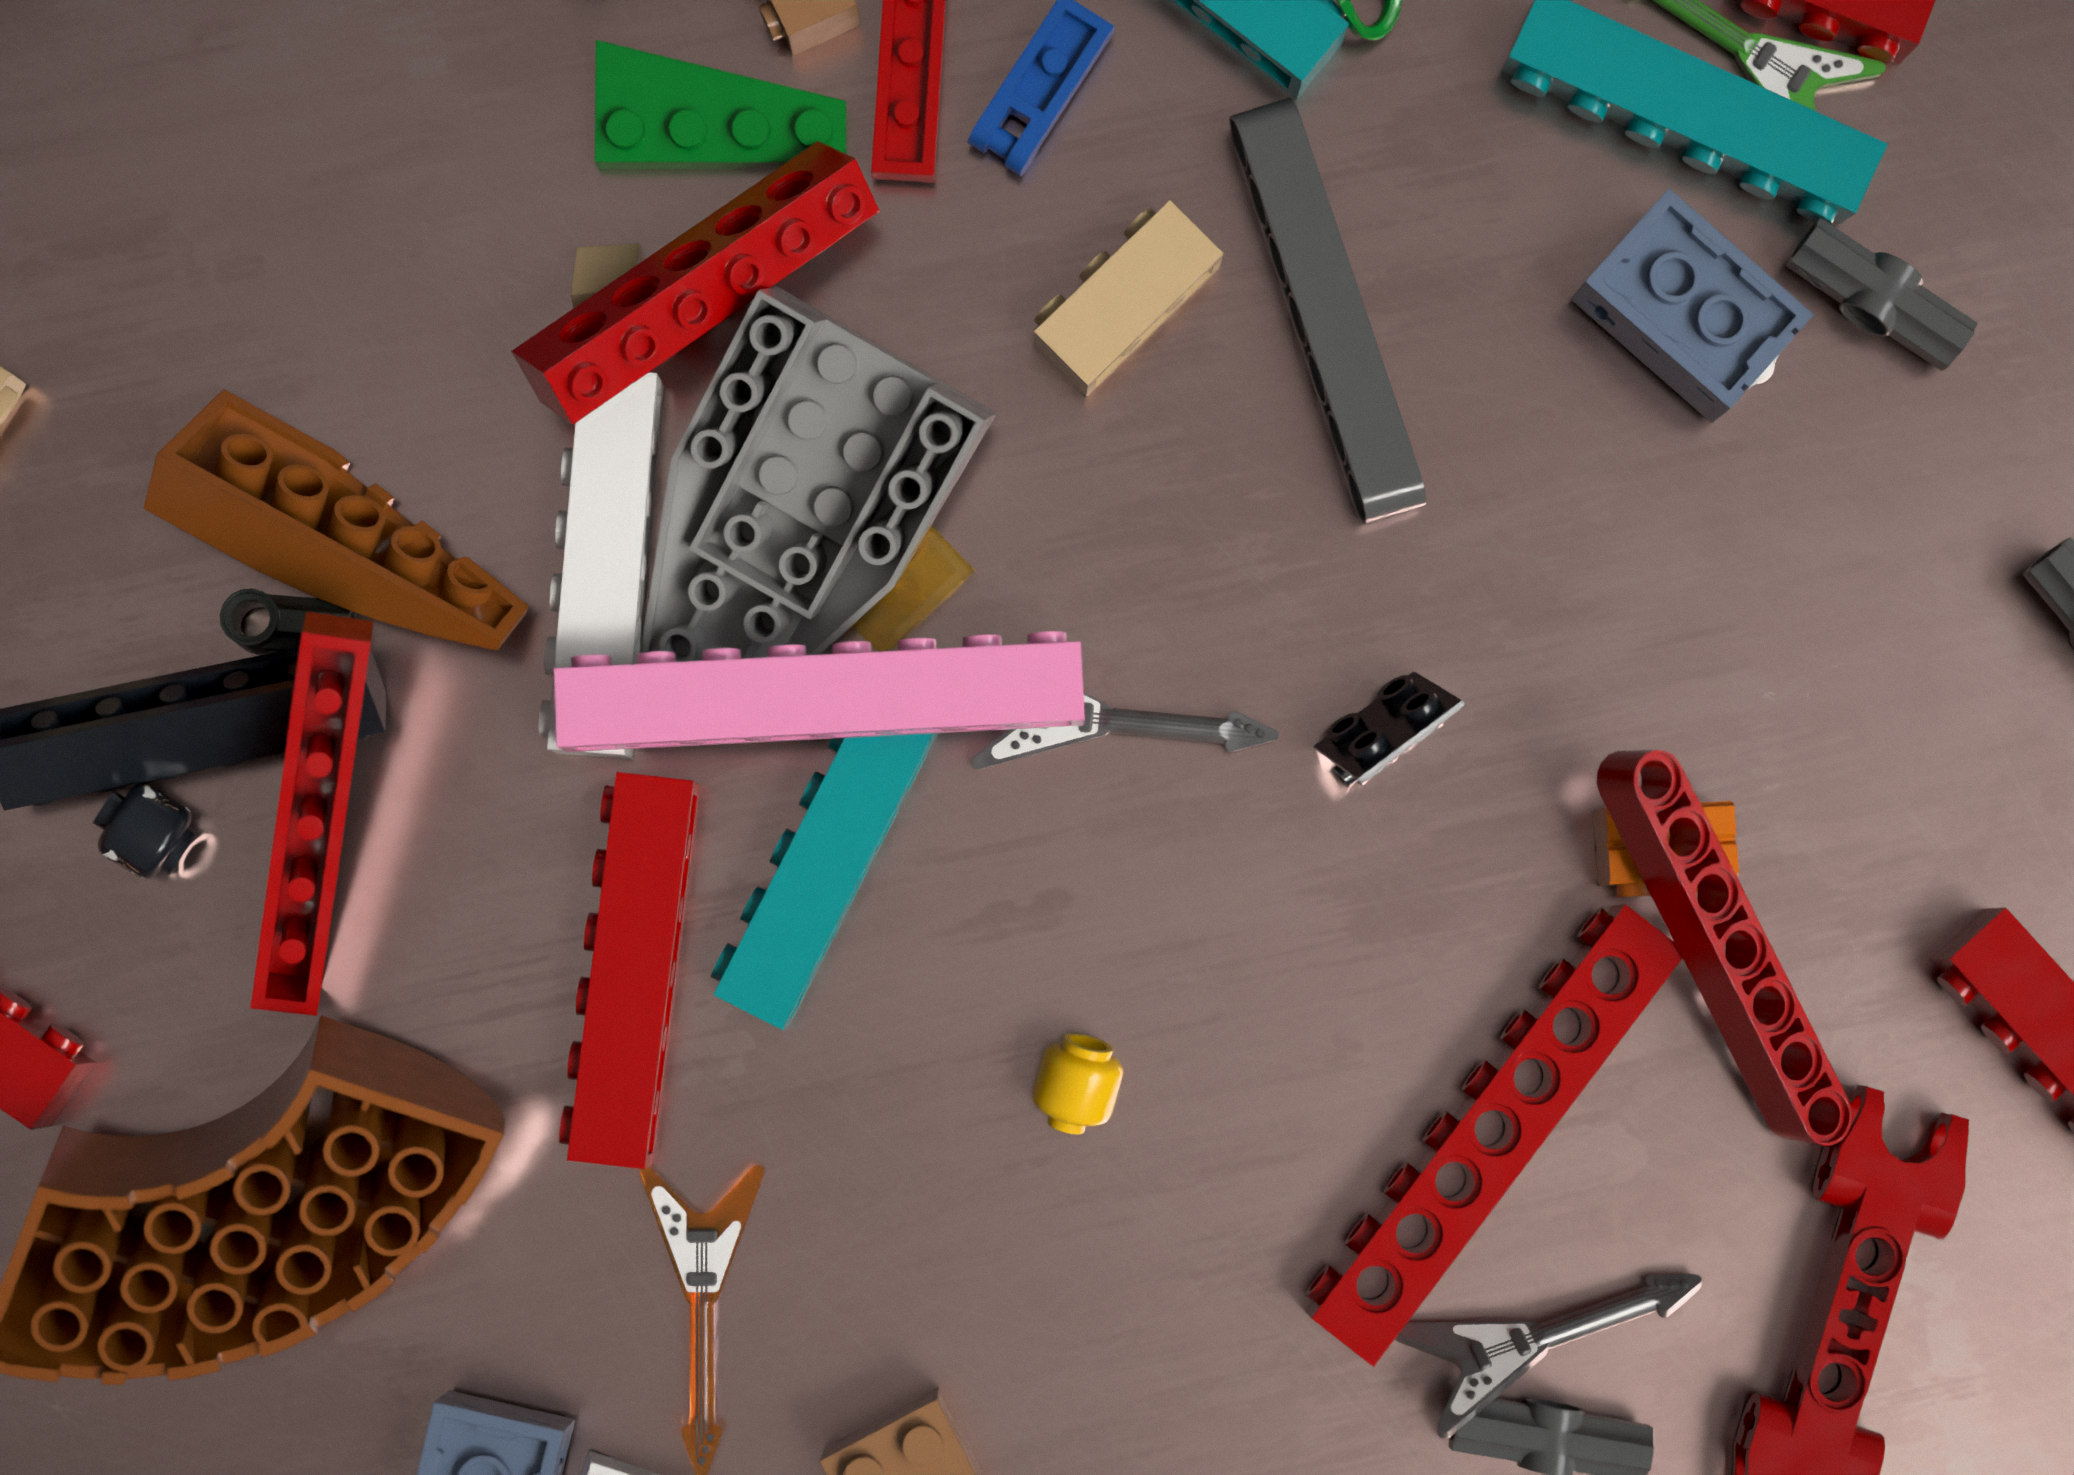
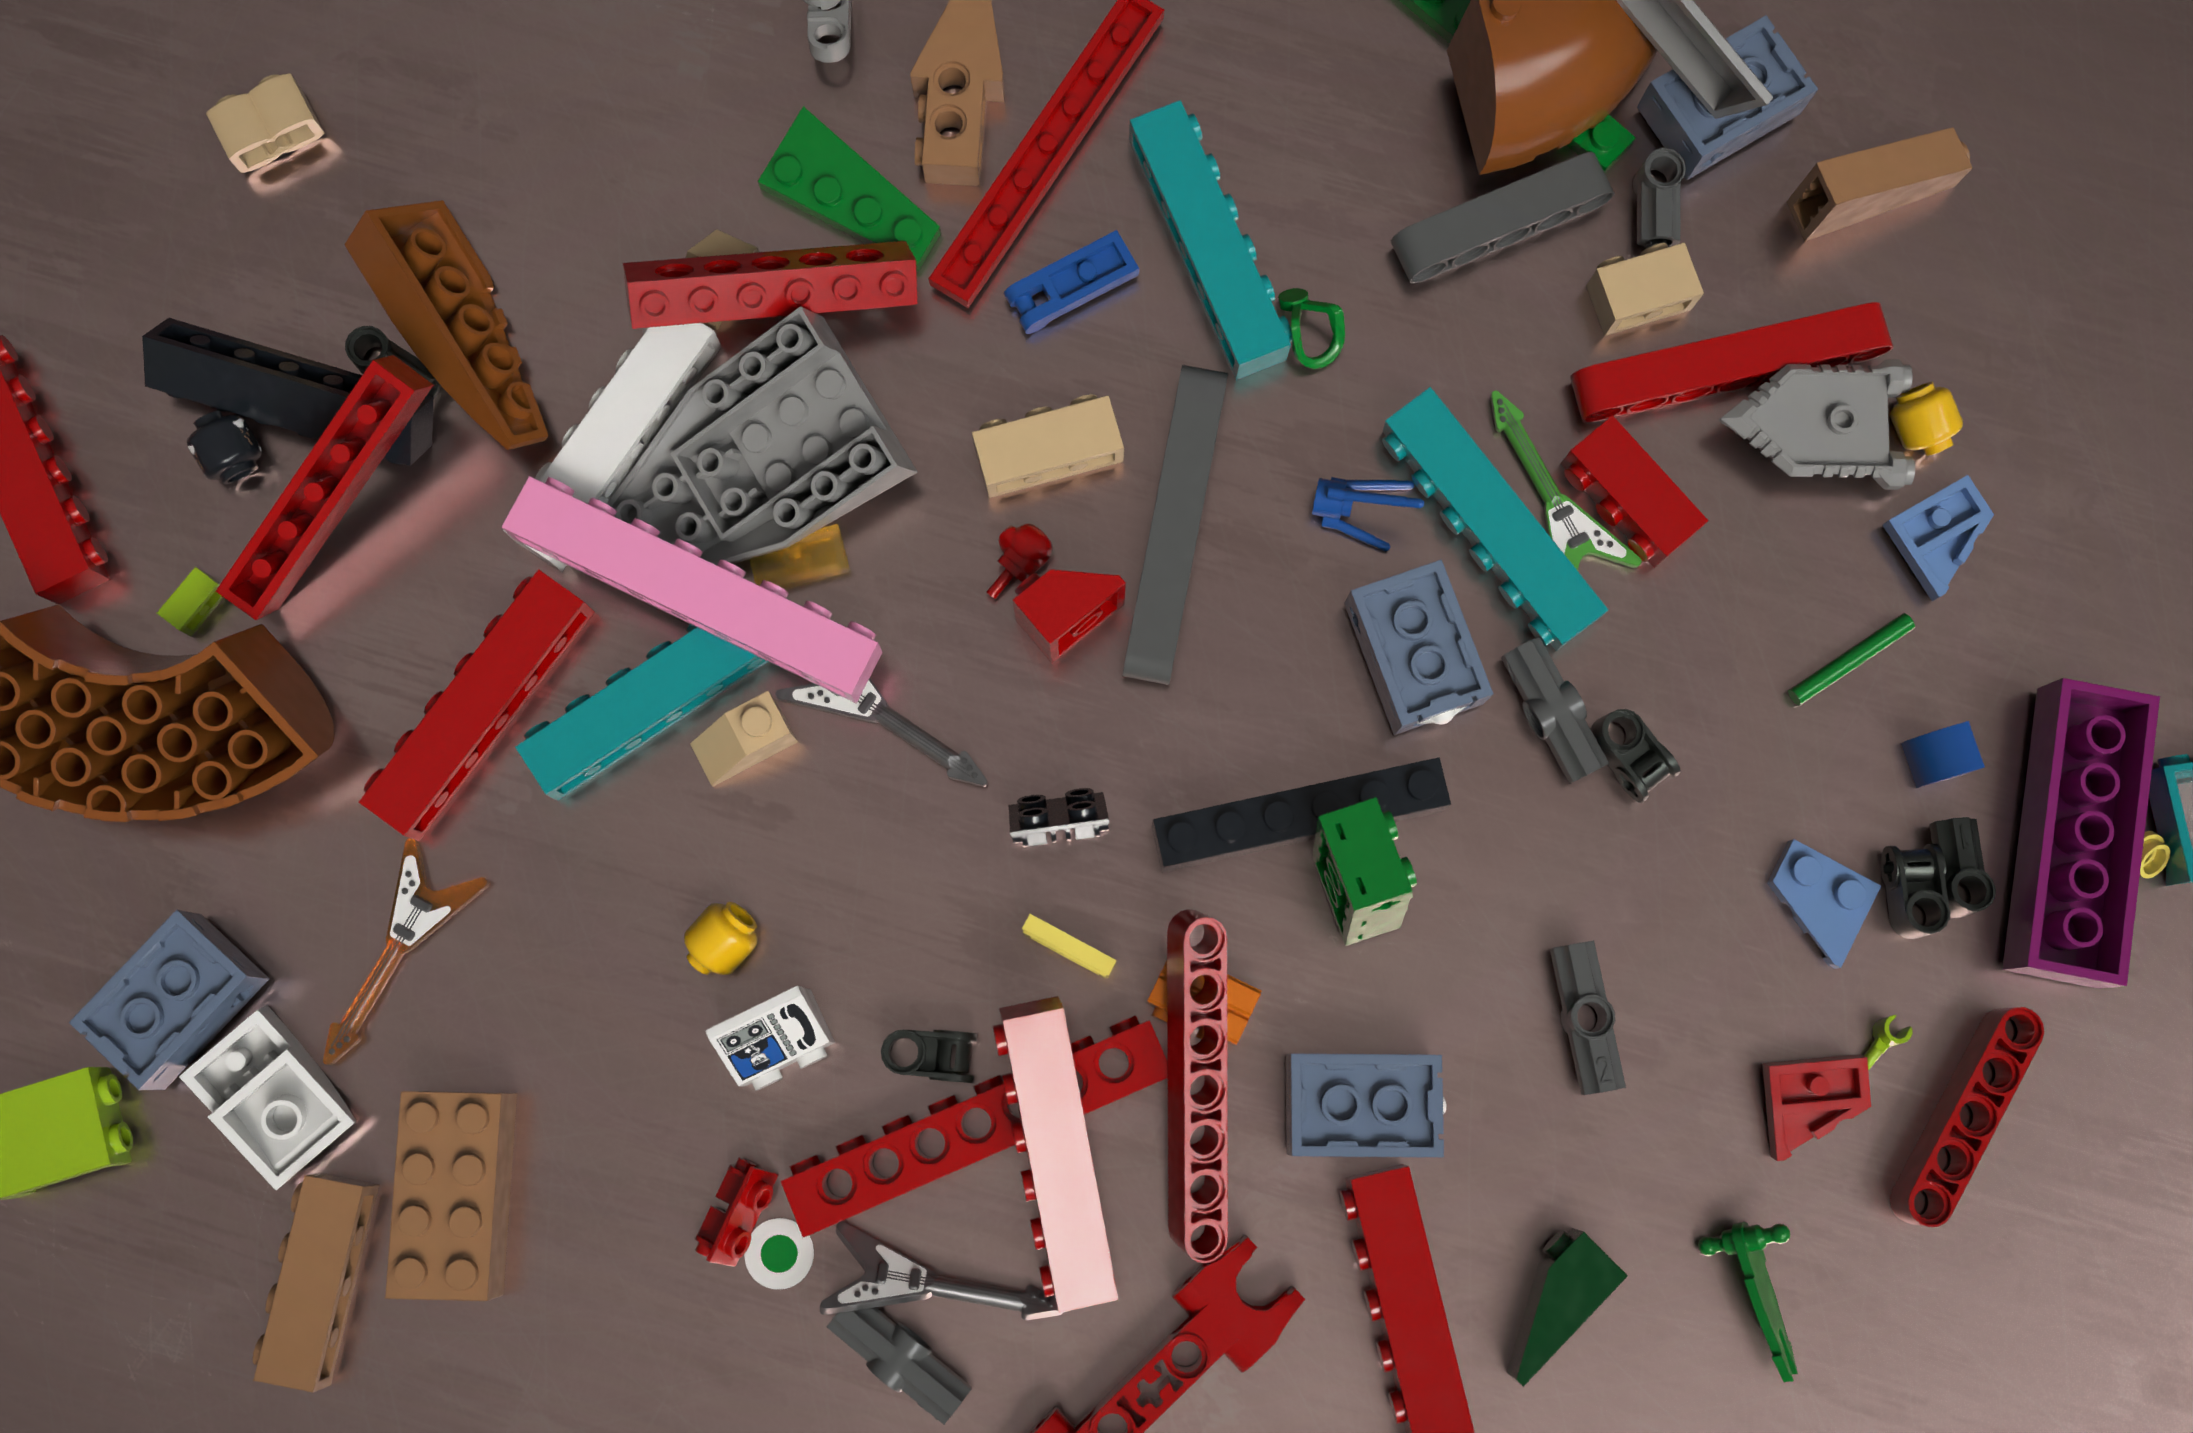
camera: 35 degrees right, 5 degrees down
(216, 1034) = (191, 602): none -> lime piece
(966, 839) = (743, 738): none -> tan slope
(1169, 441) = (1024, 553): none -> red piece
(1207, 1162) = (772, 1037): none -> white slope
(1260, 481) = (1065, 607): none -> red slope
(1277, 1407) = (727, 1234): none -> red hinge
(1343, 1399) = (779, 1254): none -> white sticker
(1403, 1075) = (934, 1054): none -> pearl dark grey piece
(1481, 871) = (1068, 946): none -> light yellow tile
(1495, 179) = (1336, 497): none -> blue plant
(1610, 1111) = (1057, 1152): none -> brick
(1661, 575) = (1293, 814): none -> black brick
(1782, 601) = (1363, 870): none -> green piece
(1917, 867) = (1364, 1105): none -> sand blue piece
(2007, 297) = (1636, 755): none -> pearl dark grey piece

